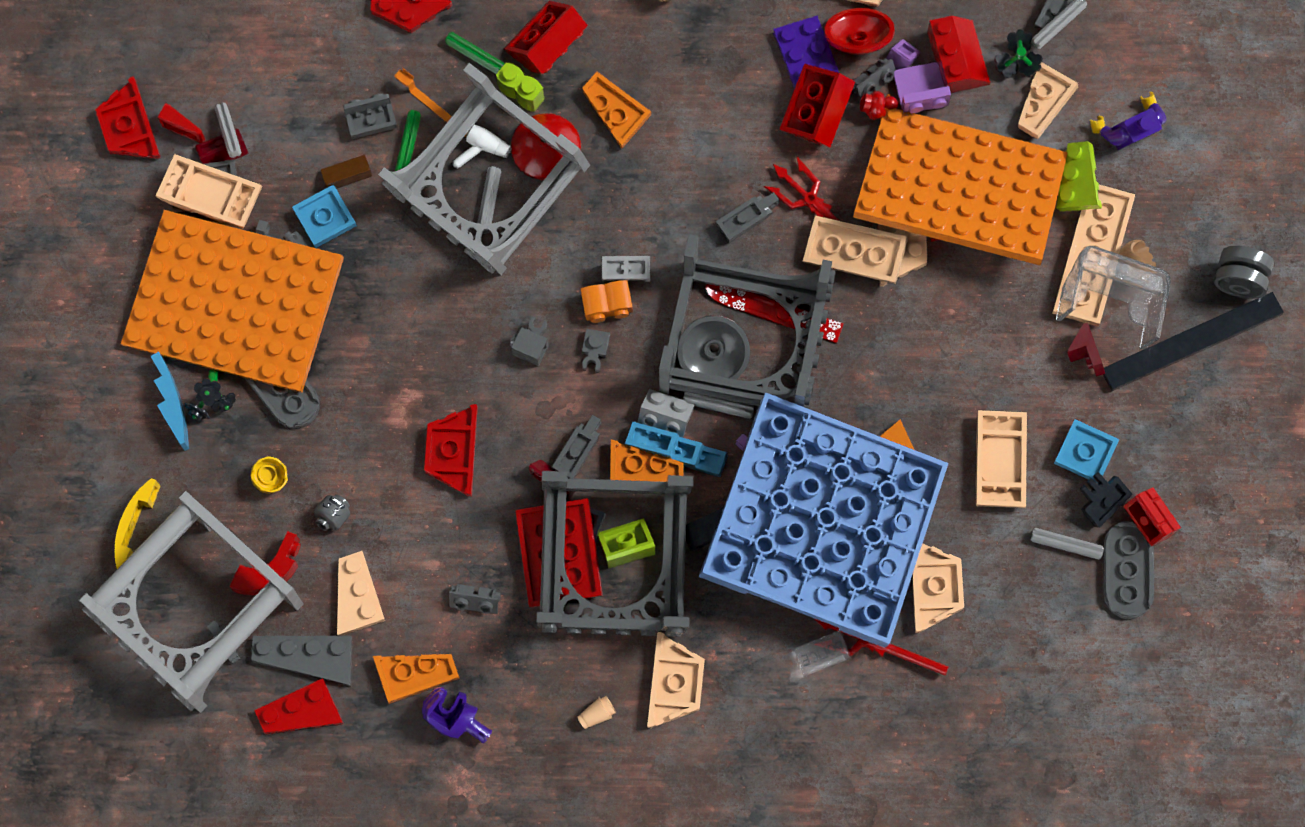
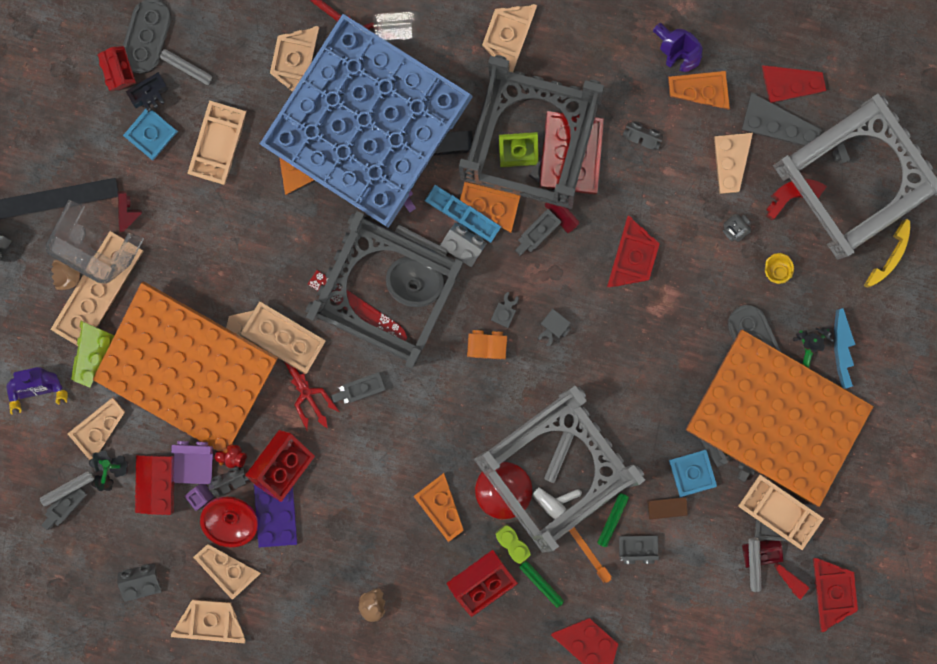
camera: 170 degrees left, 15 degrees up
(597, 712) = (569, 26): light nougat cone -> none
(625, 268) = (465, 366): light grey hinge -> none

